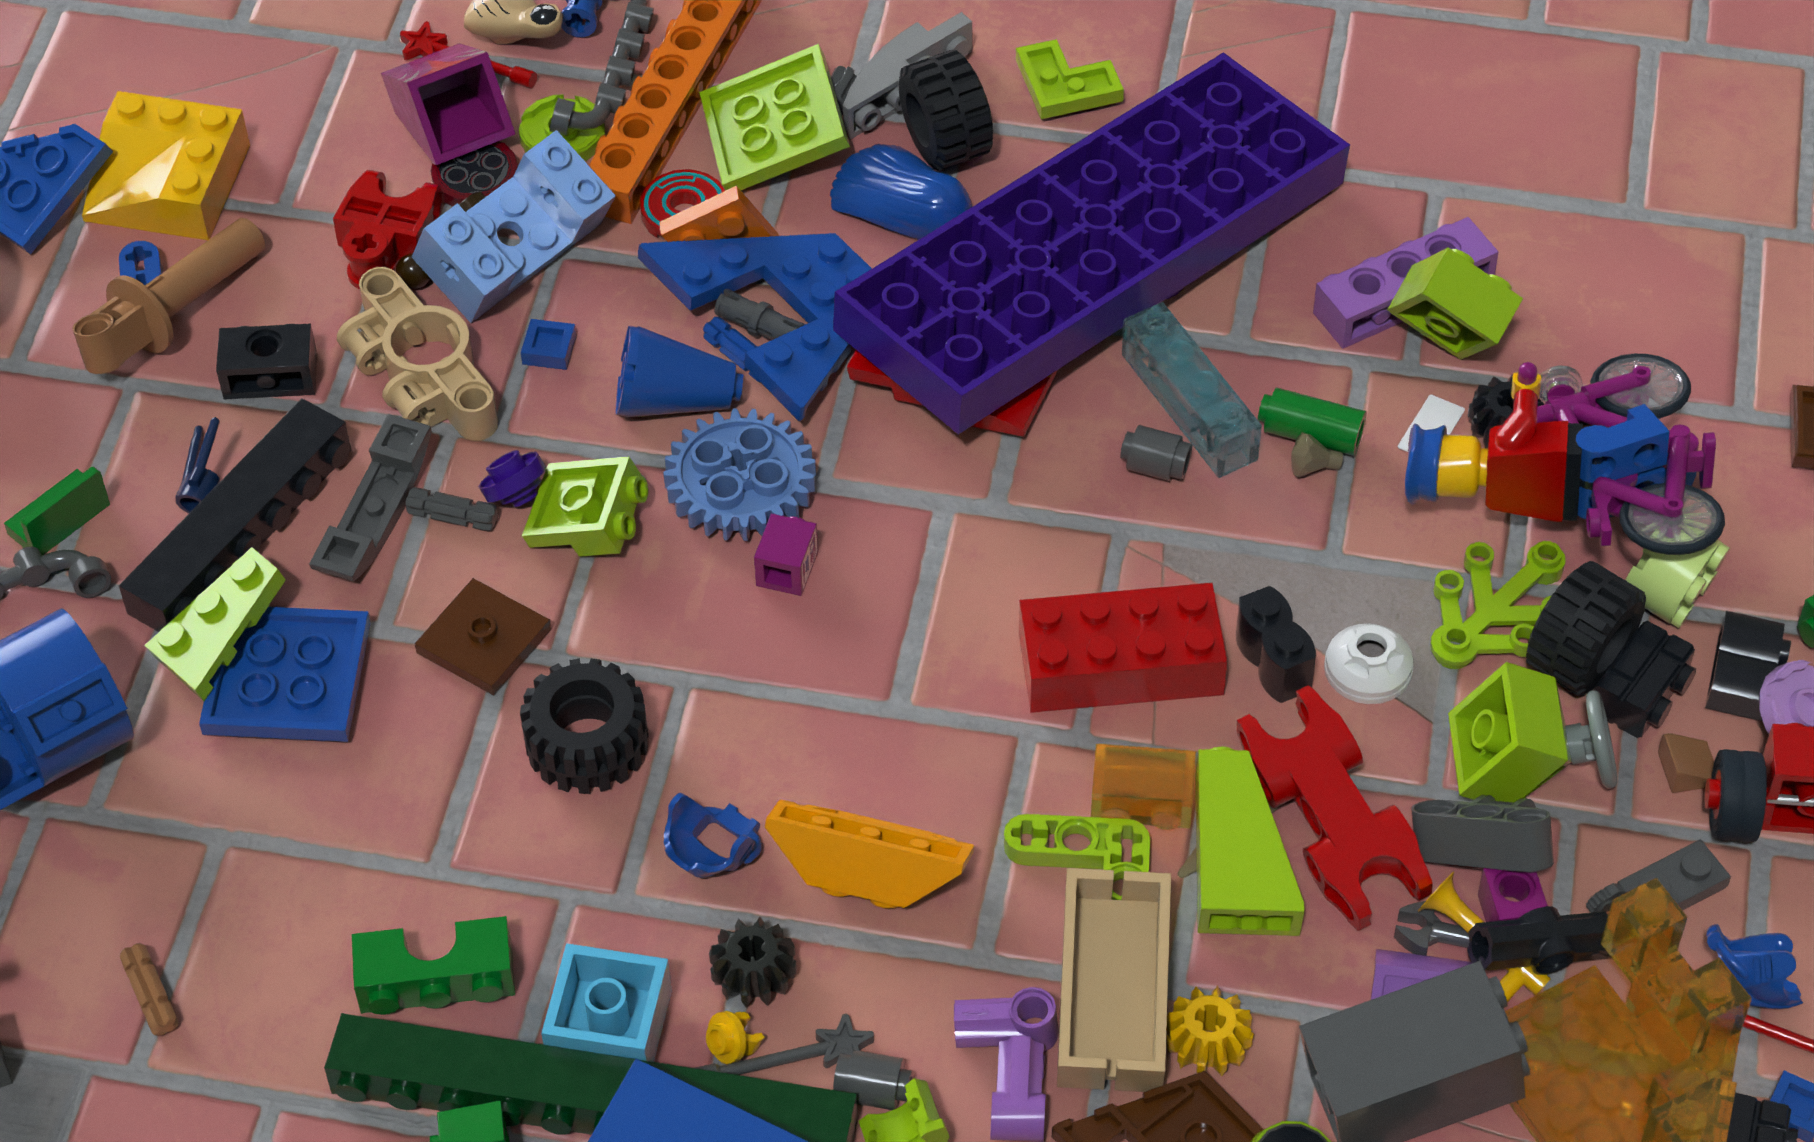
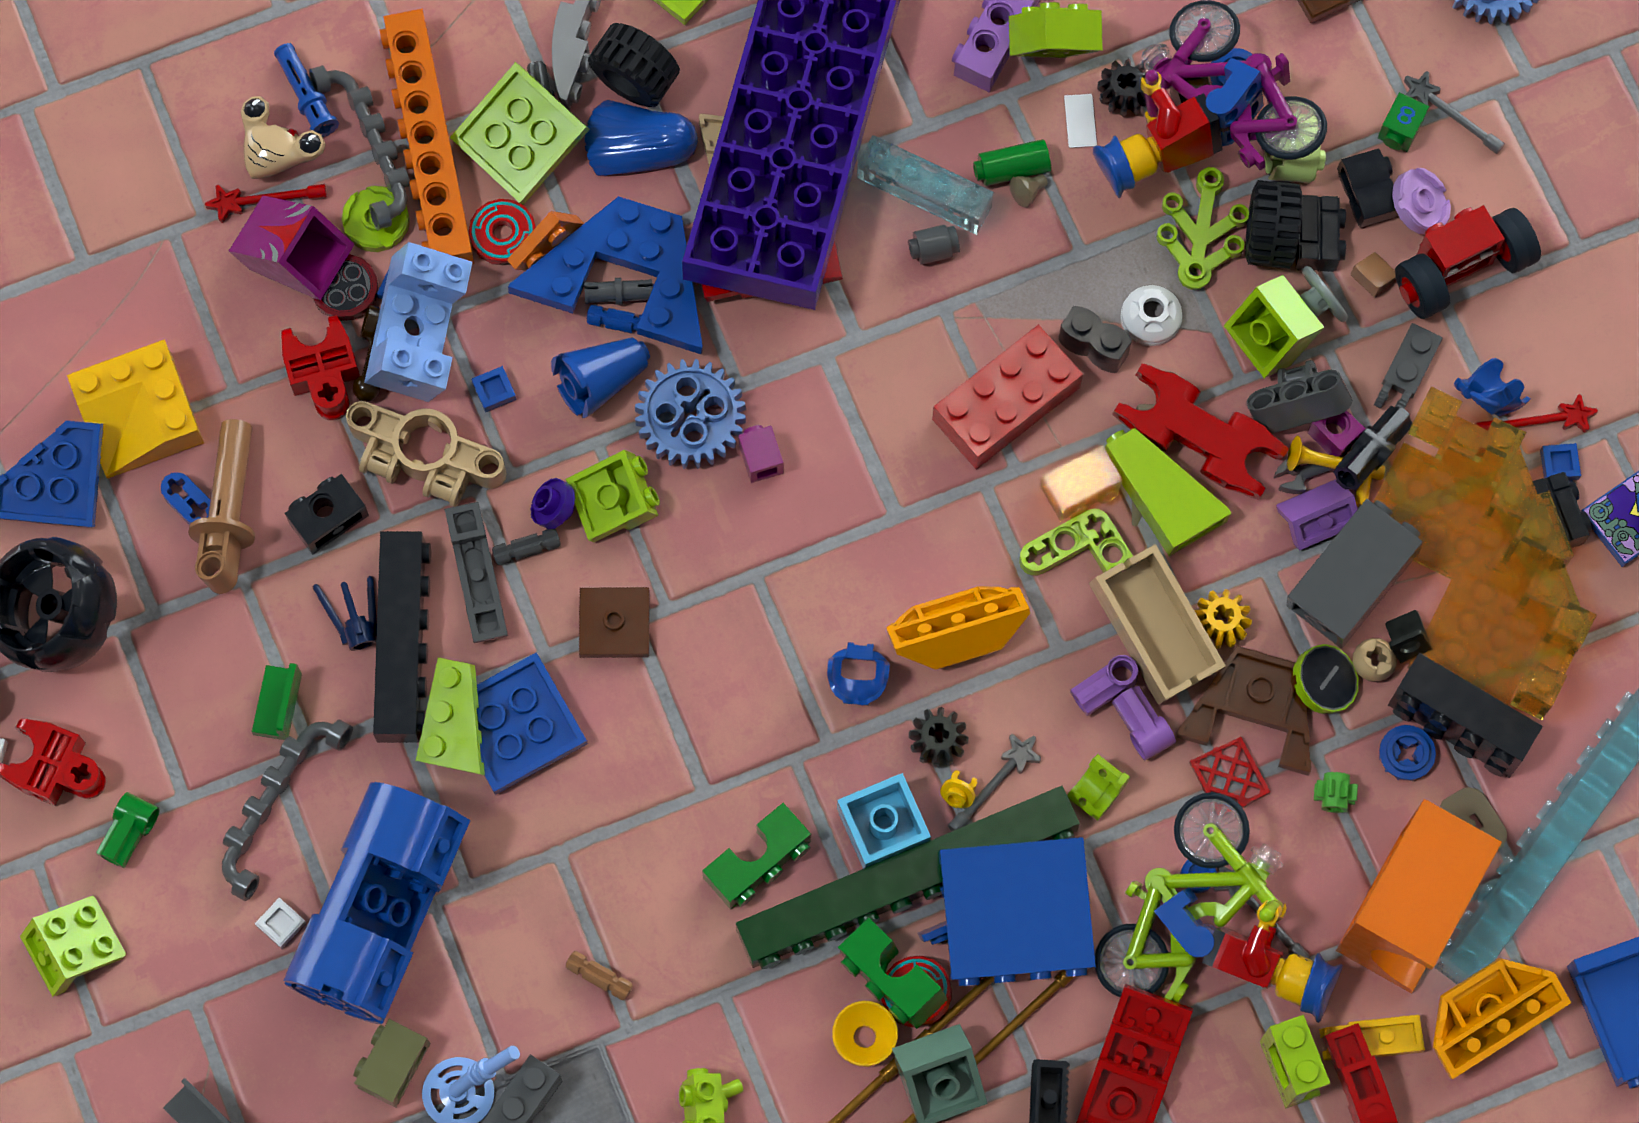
camera: 35 degrees left, 20 degrees up
(580, 694) = (729, 620): black tyre -> none
(873, 1077) = (1058, 767): dark grey brick -> none

